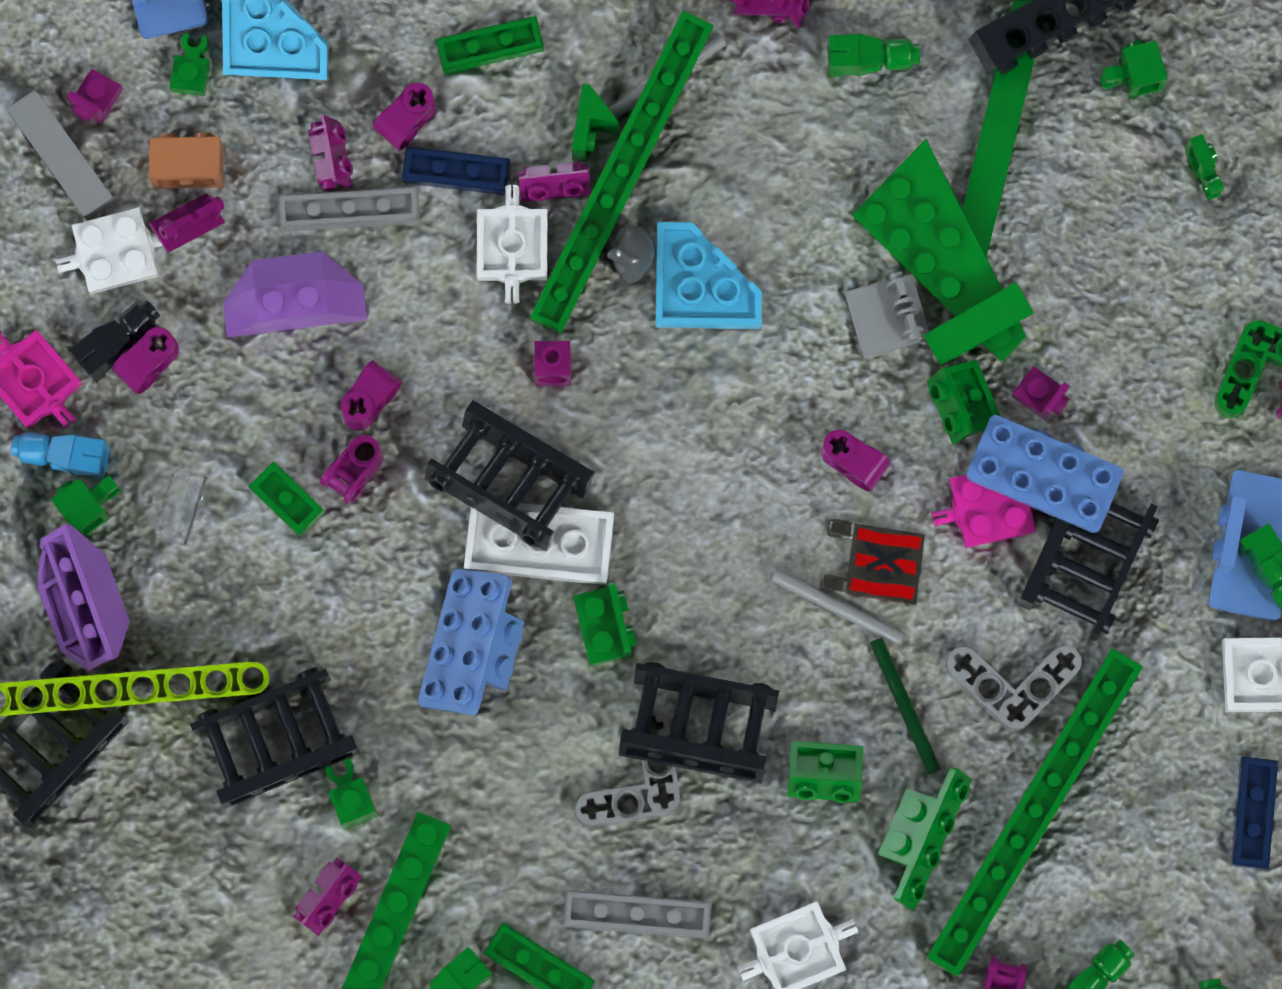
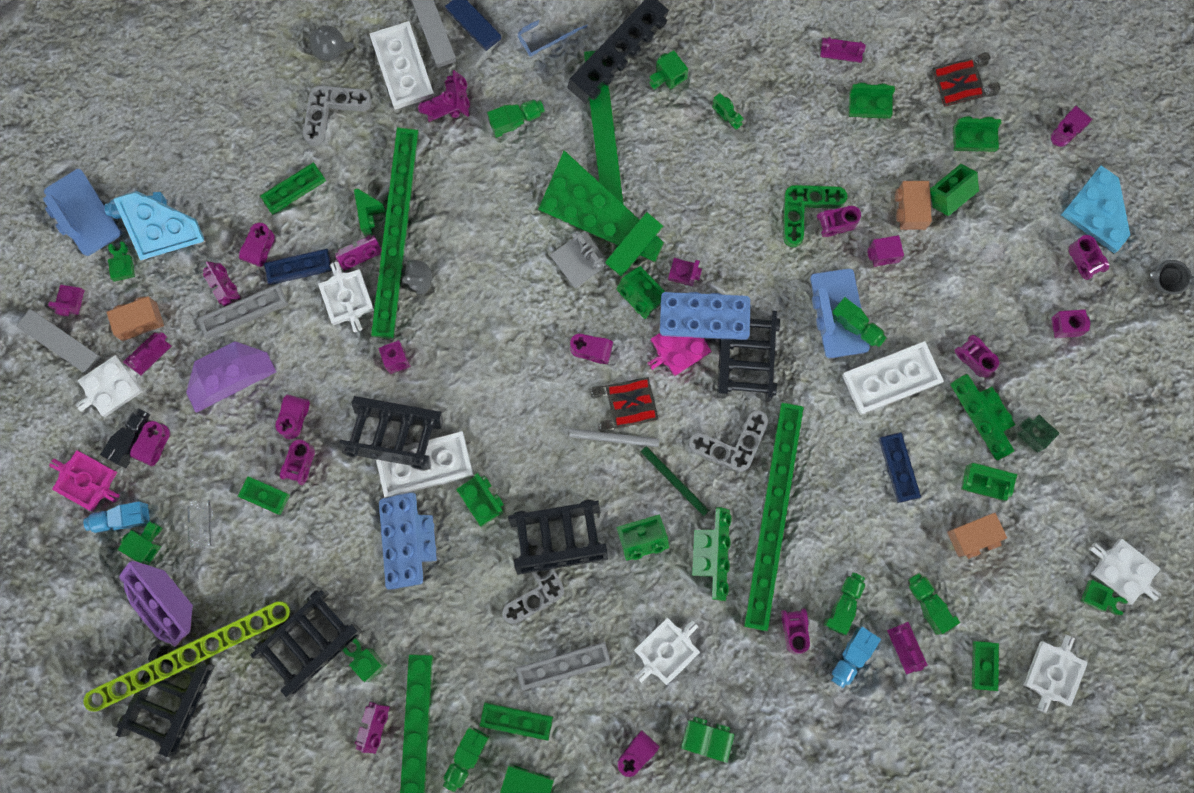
camera: 20 degrees left, 0 degrees up
(700, 283) = (465, 280): medium azure plate -> none

